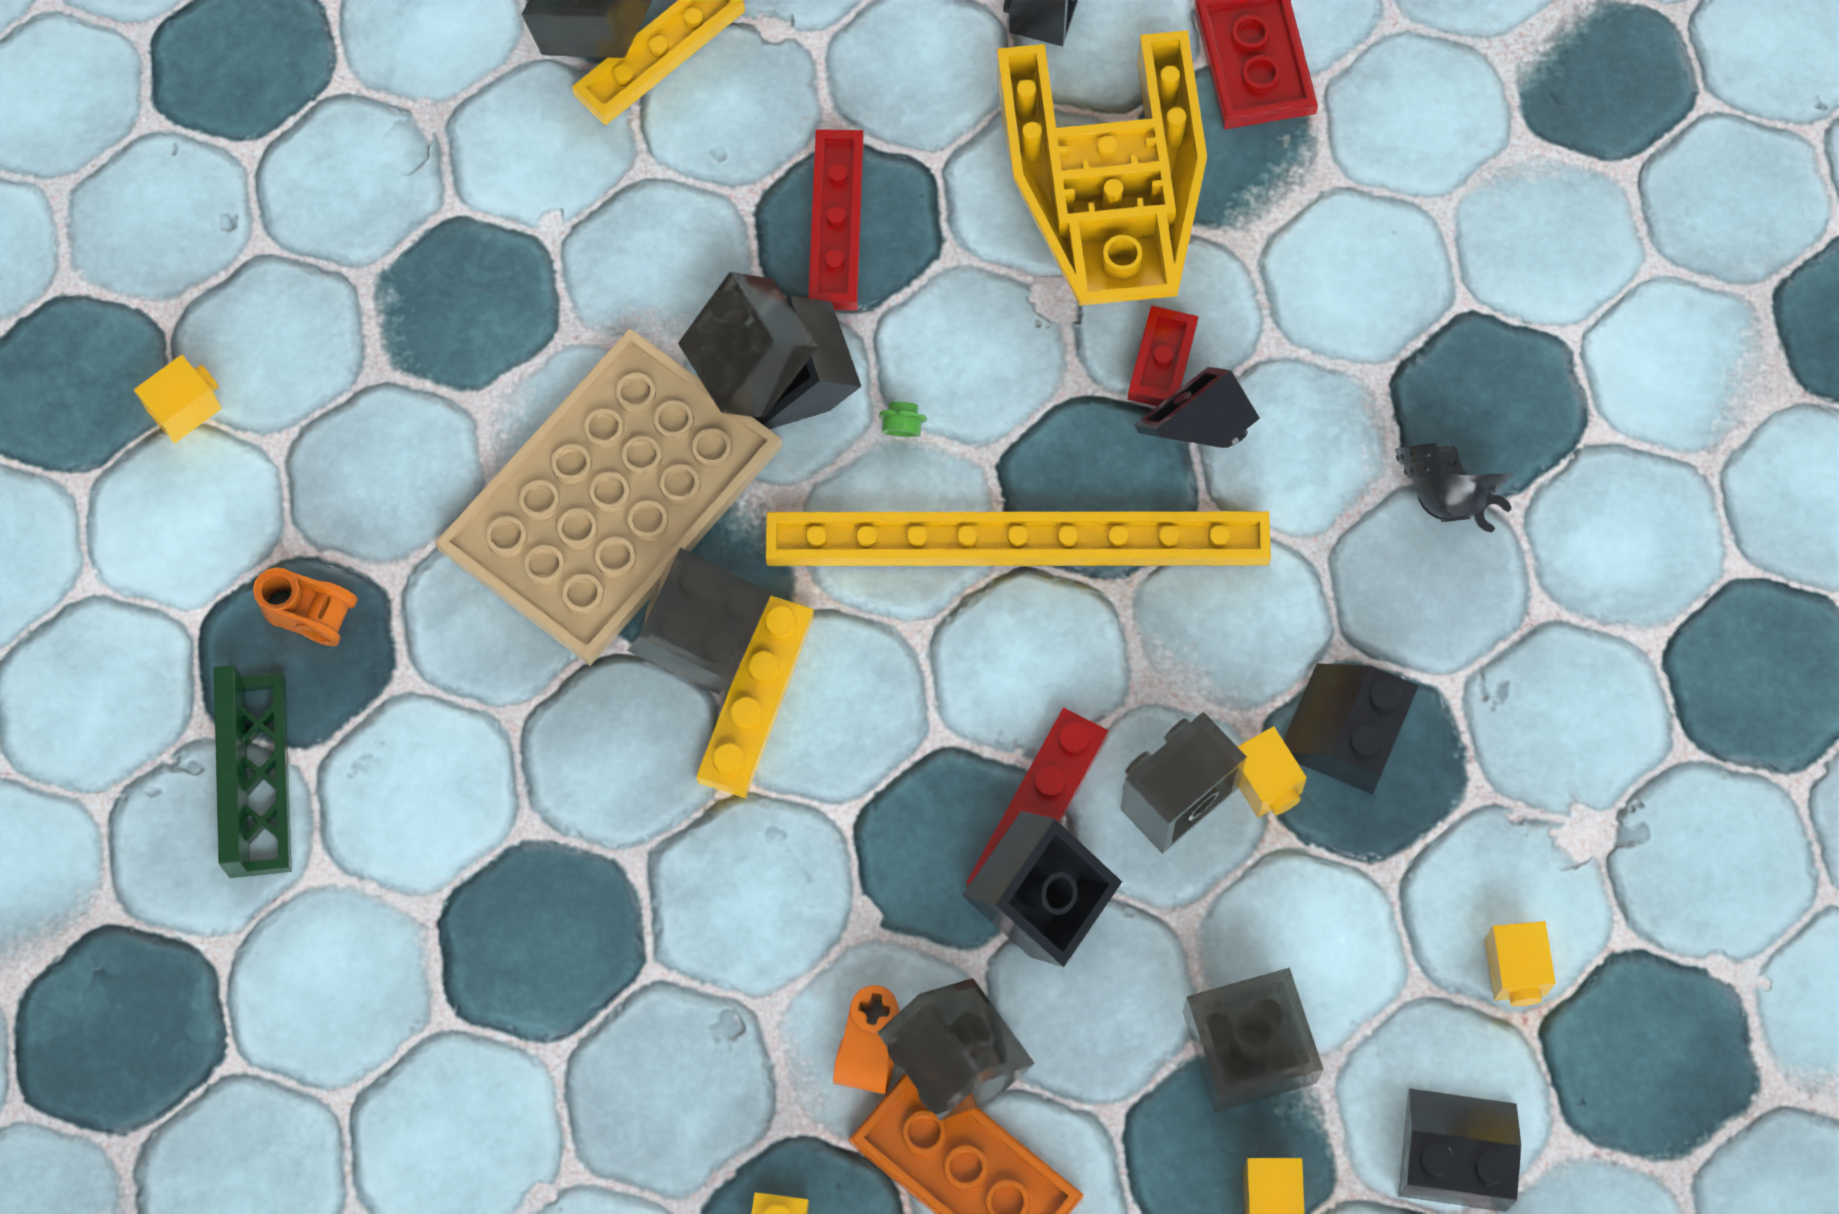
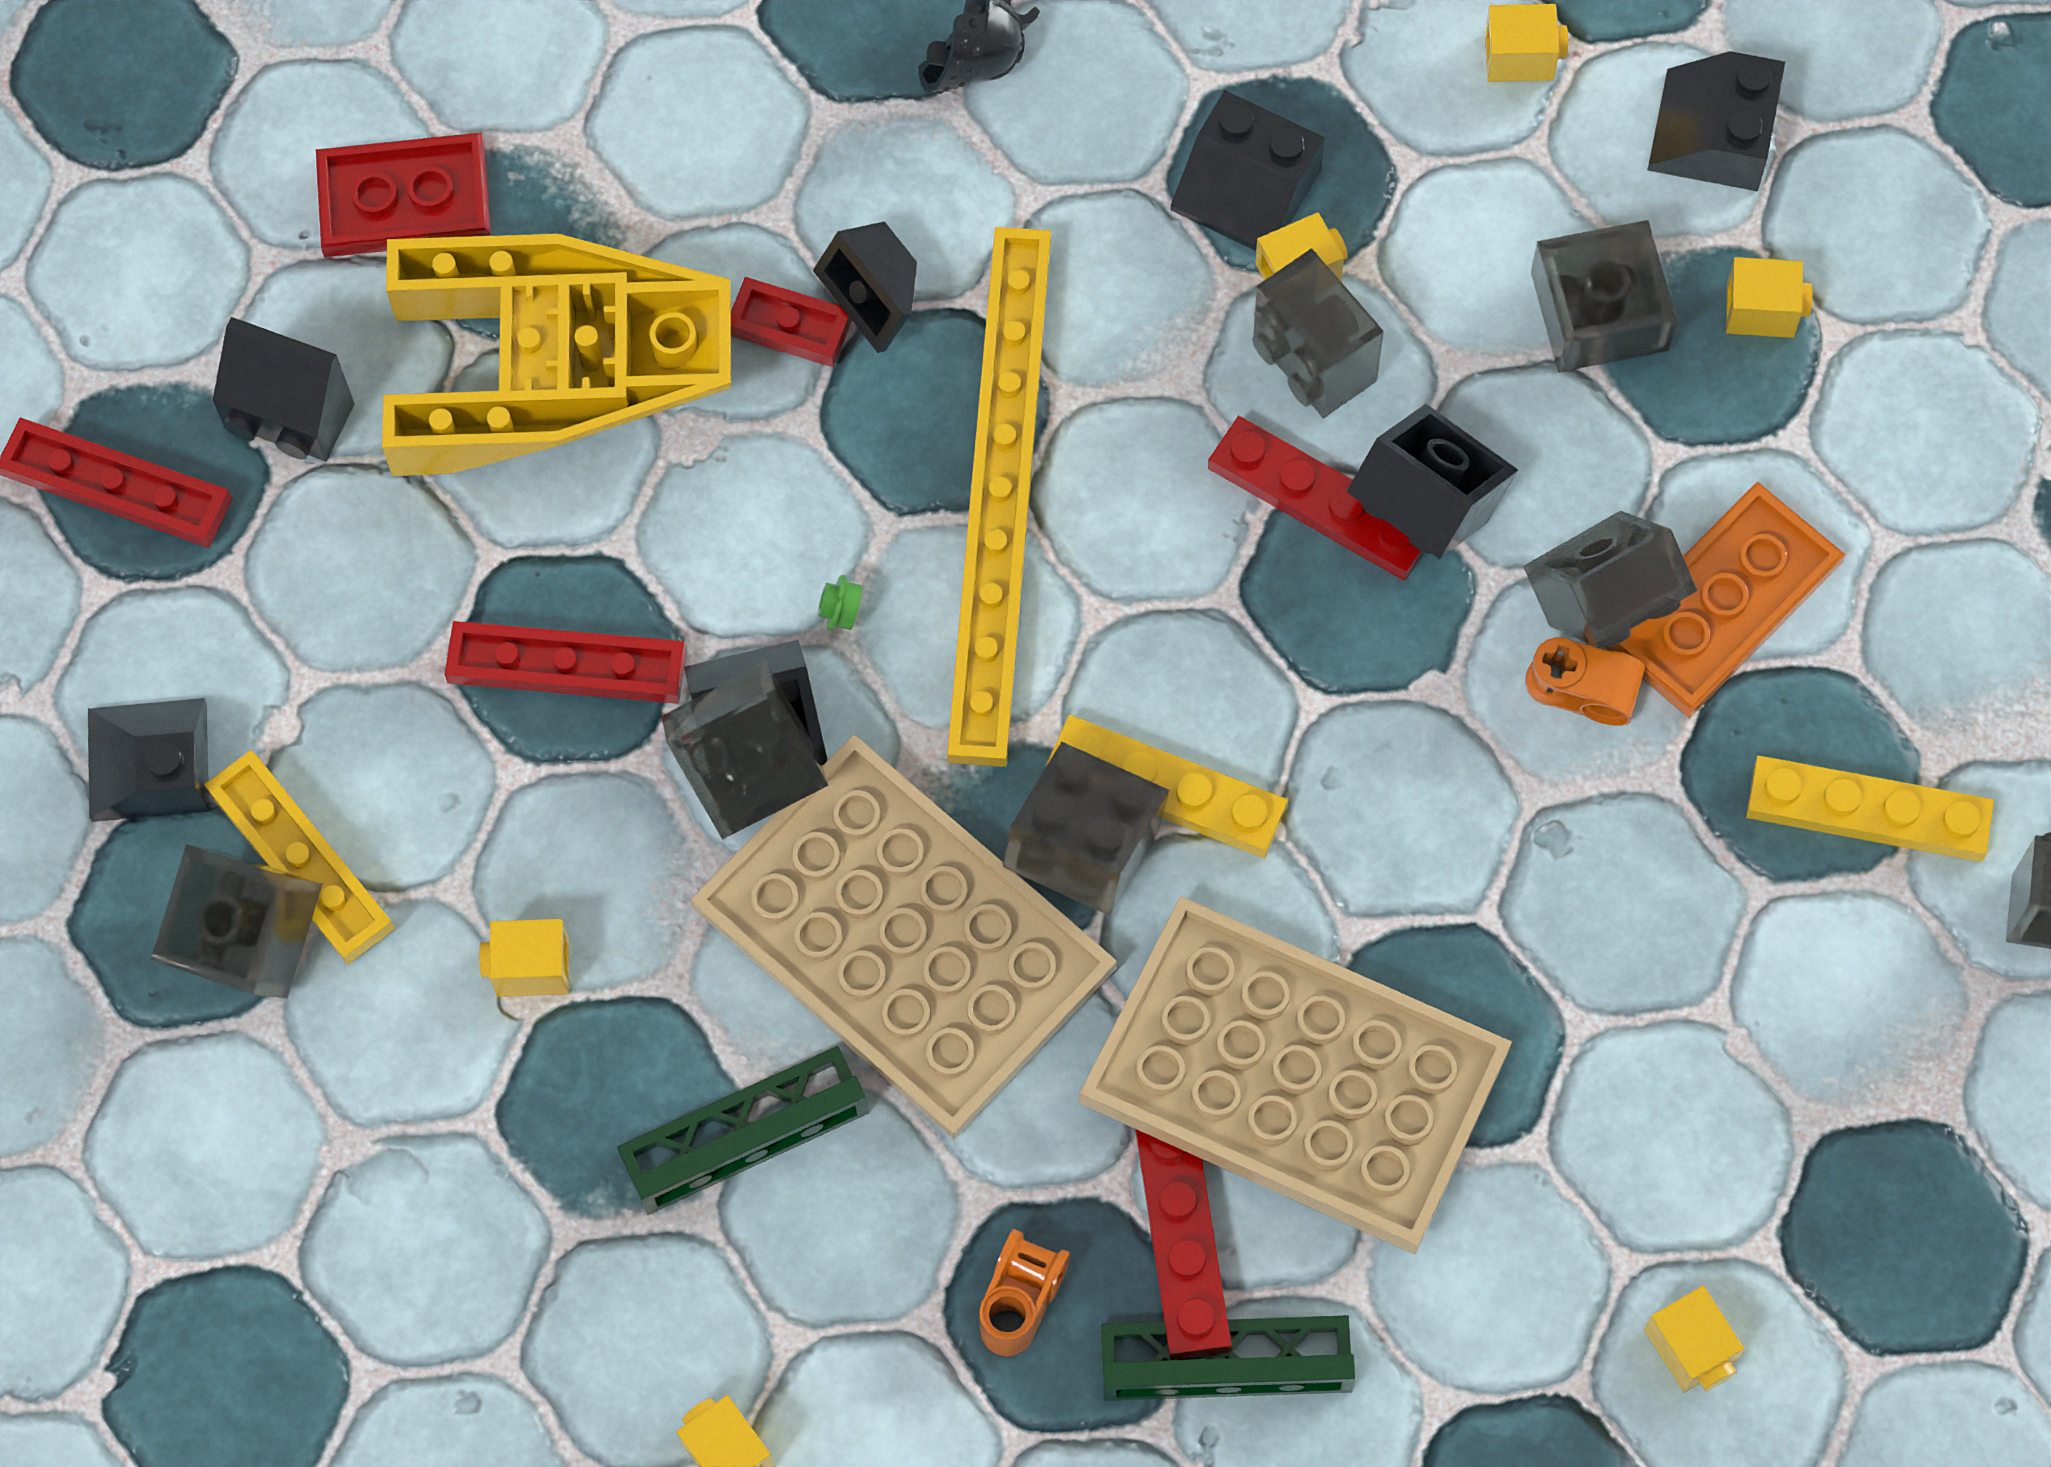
camera: 85 degrees left, 0 degrees up
(259, 1153) = (1695, 1341): none -> yellow brick
(355, 731) = (1183, 1250): none -> red plate
(426, 391) = (749, 1142): none -> dark green fence
(490, 810) = (1296, 1074): none -> tan plate
(578, 217) = (526, 957): none -> yellow brick

